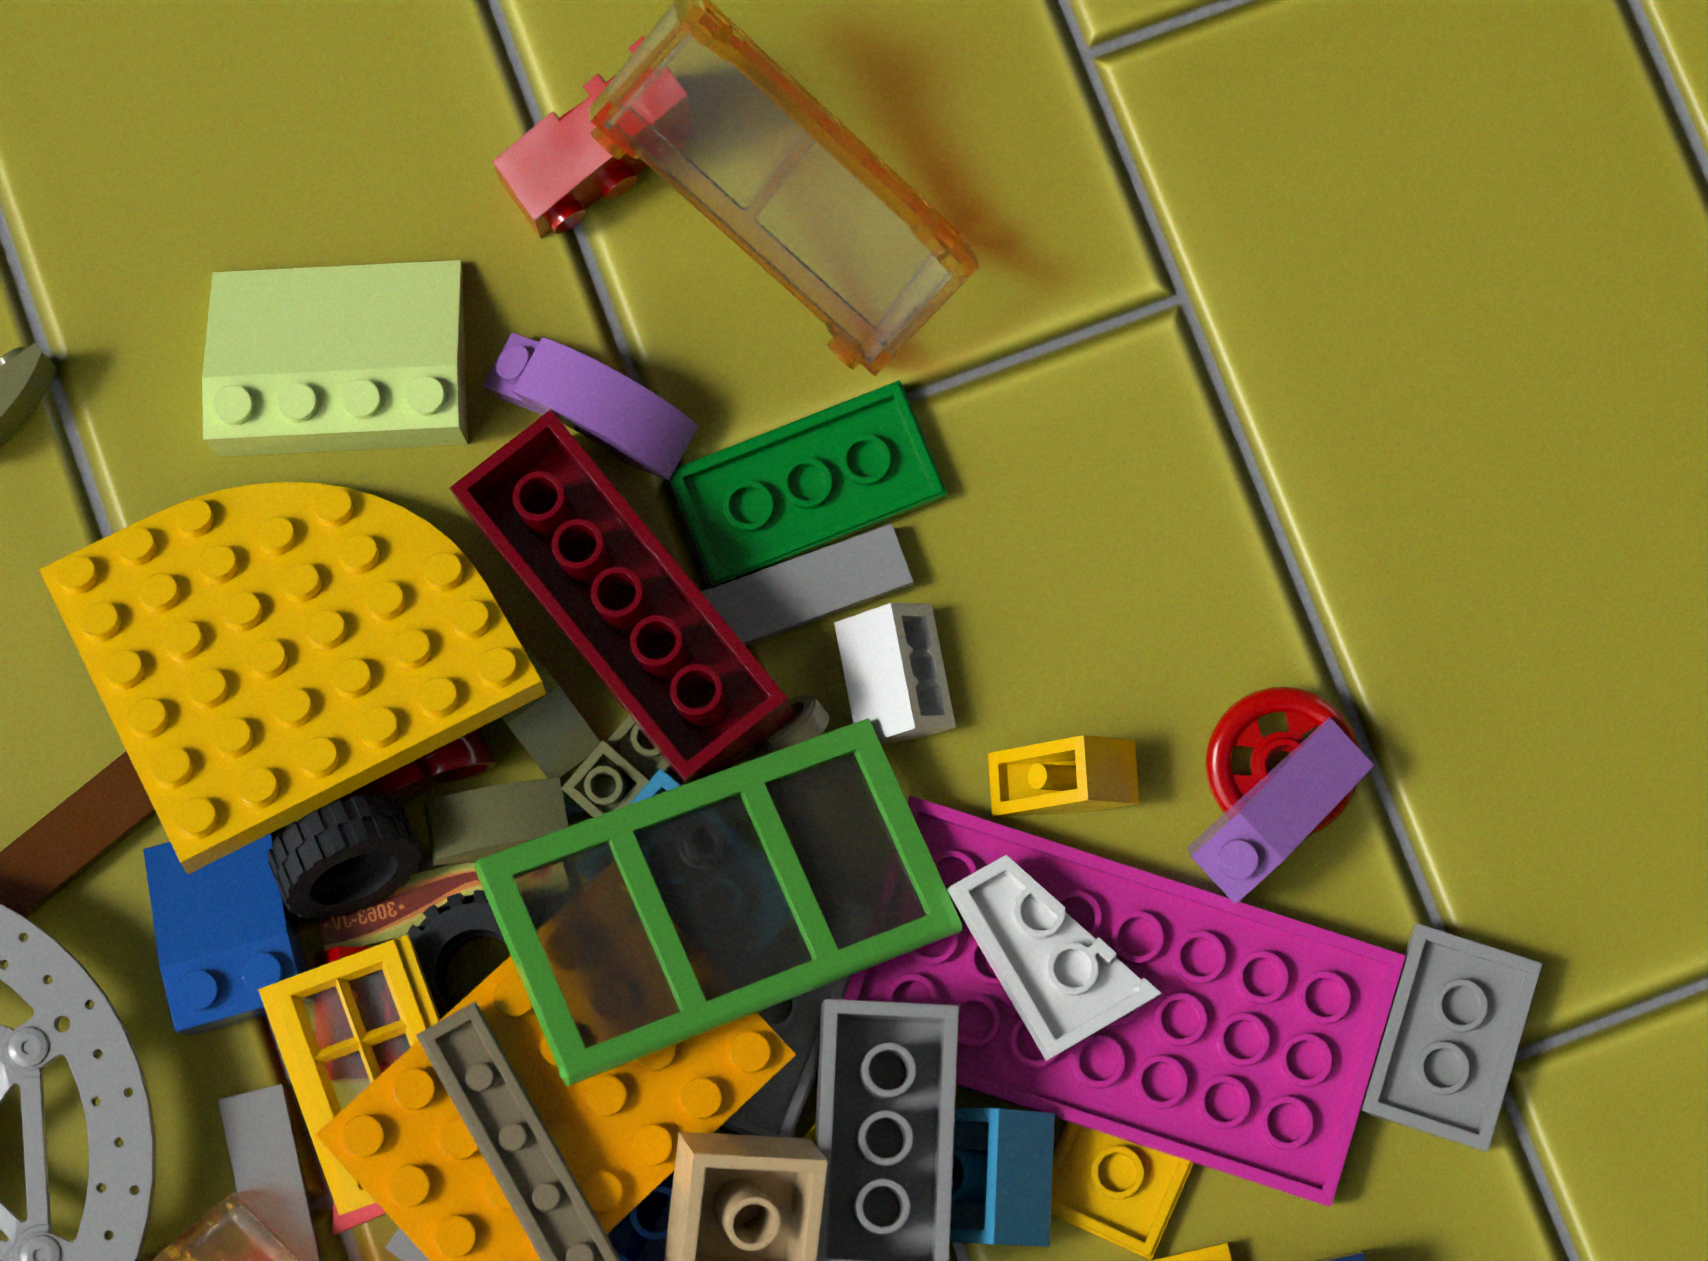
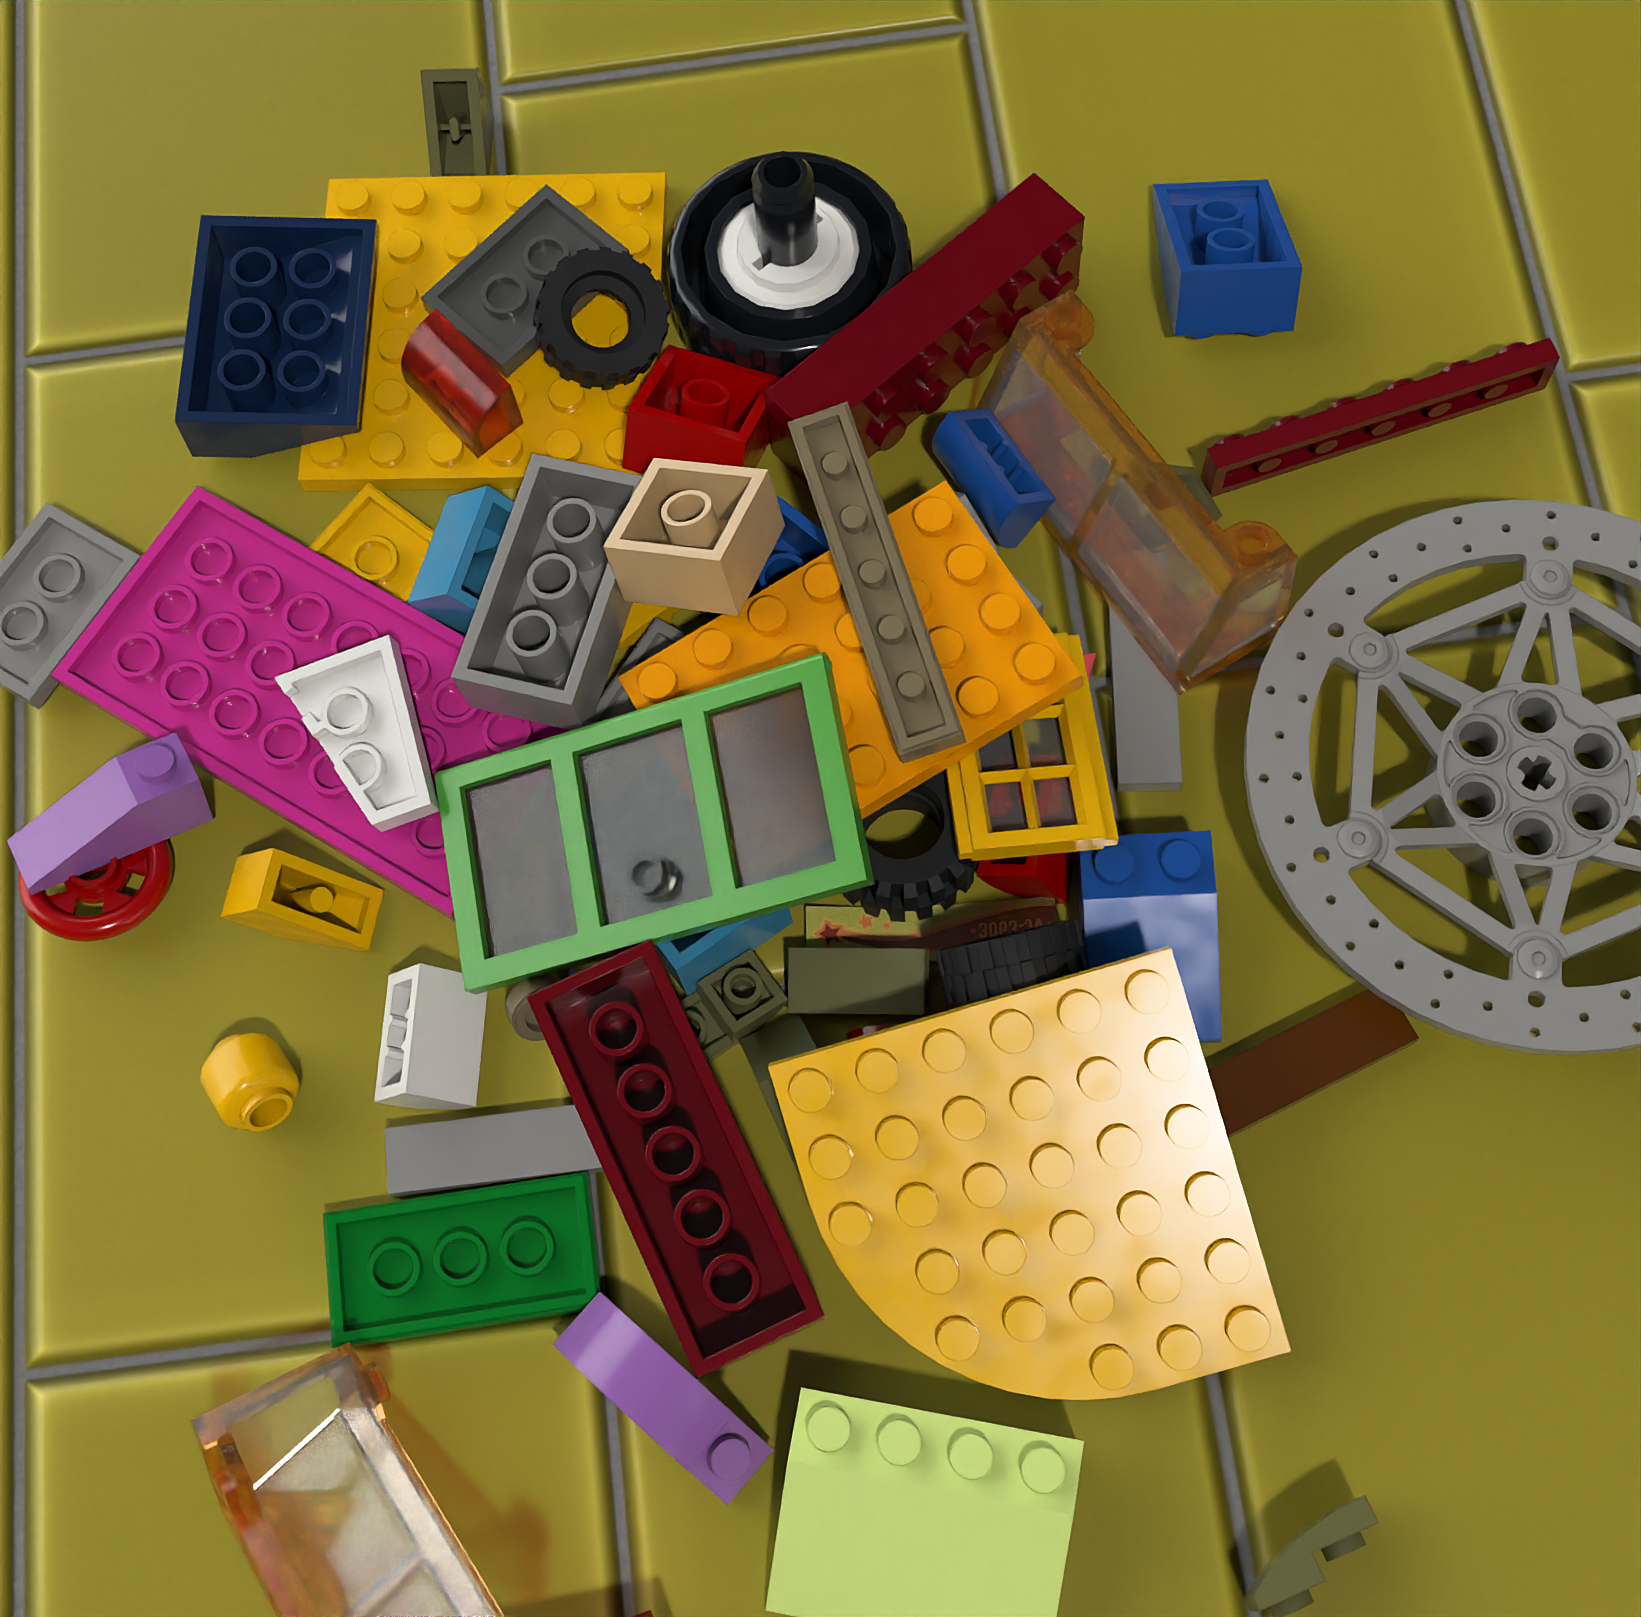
camera: 160 degrees left, 10 degrees down
(1053, 593) = (250, 1082): none -> yellow head

